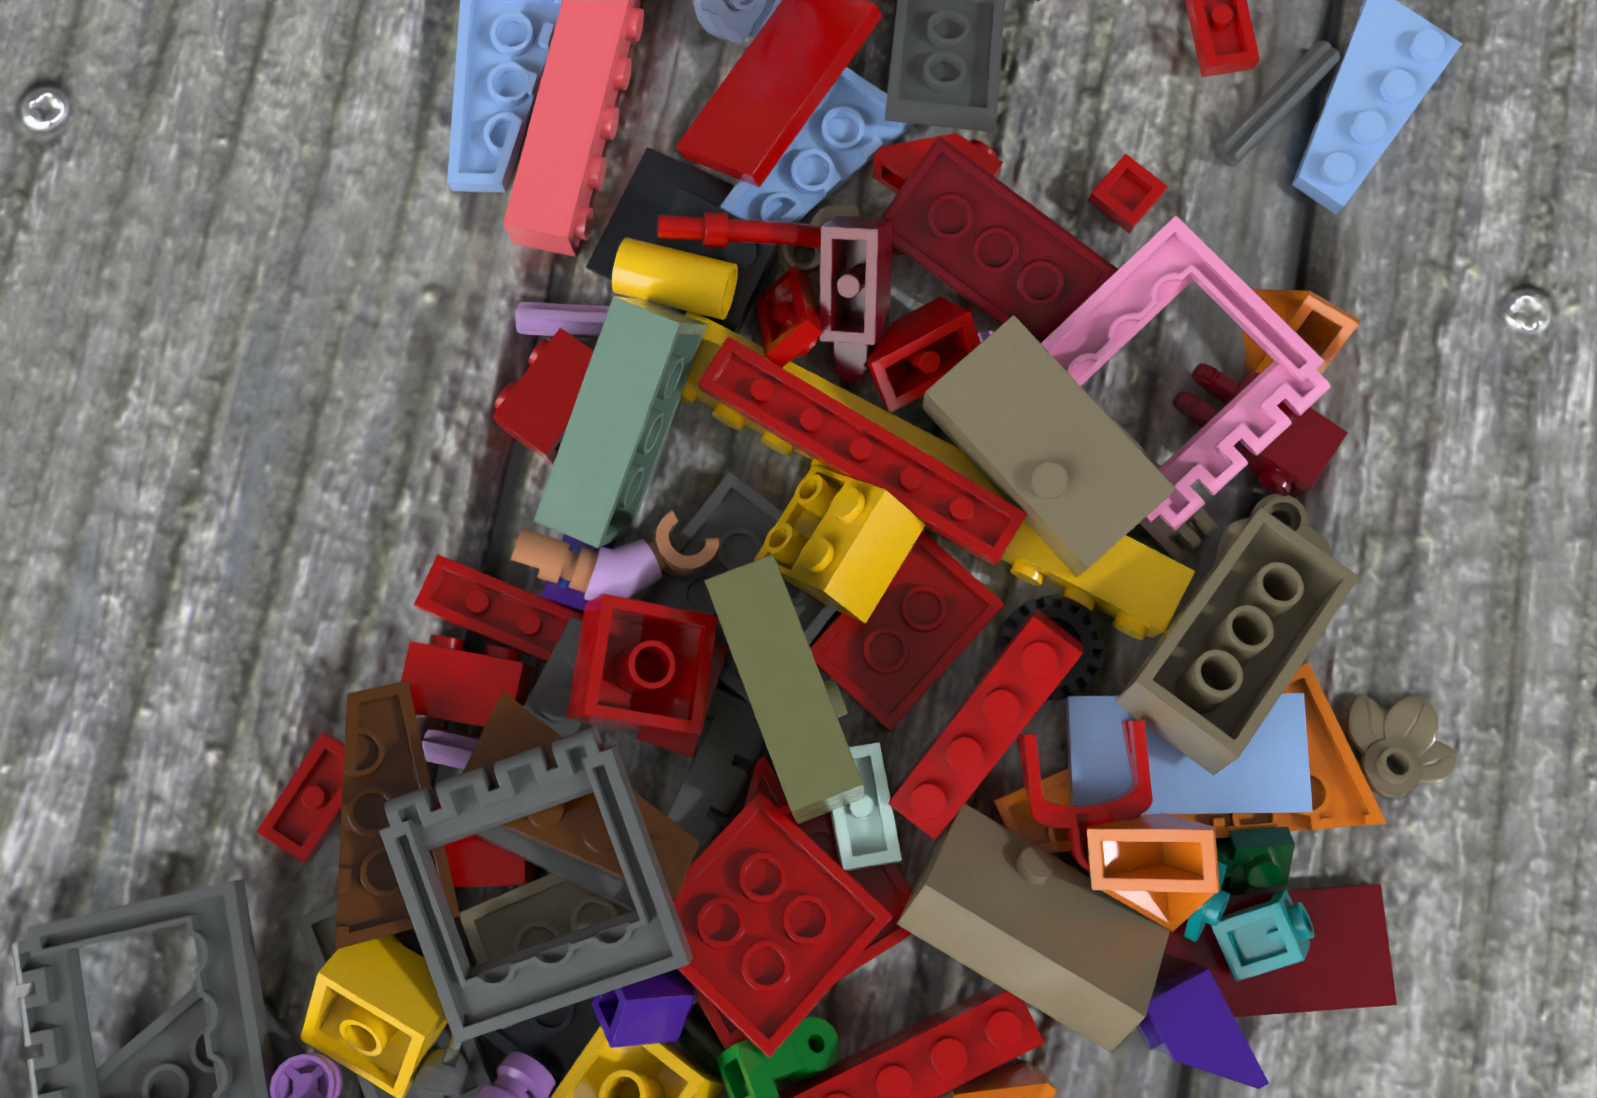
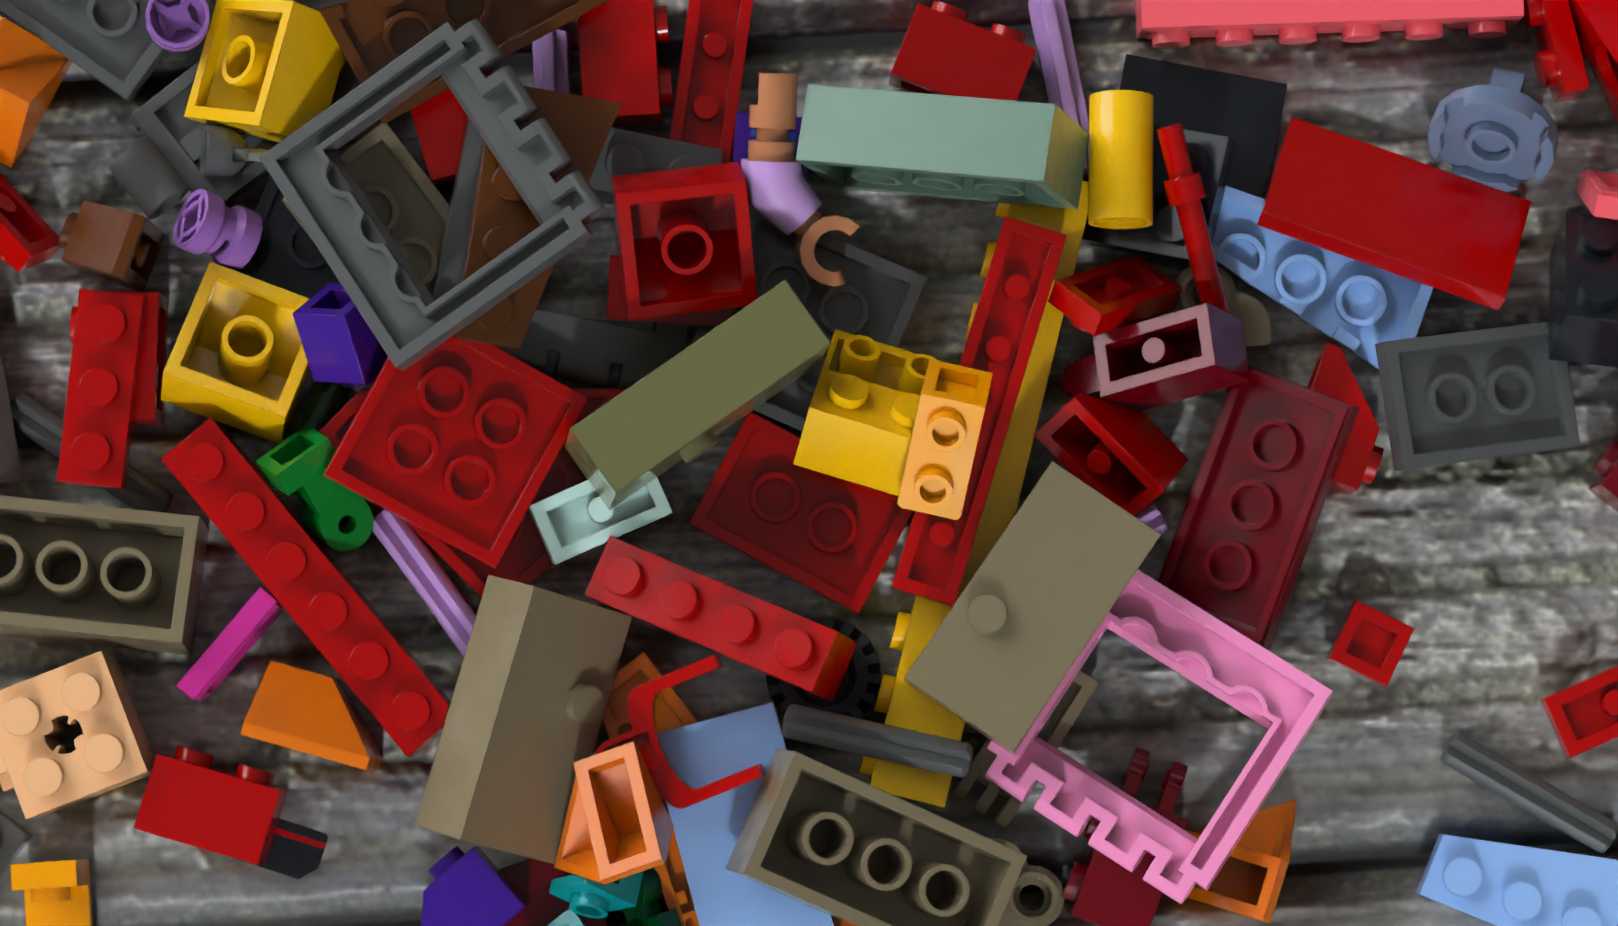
camera: 70 degrees right, 5 degrees up
(882, 477) = (944, 439): none -> light orange bracket
(883, 978) = (426, 577): none -> lavender axle
(1127, 612) = (877, 740): none -> dark grey axle

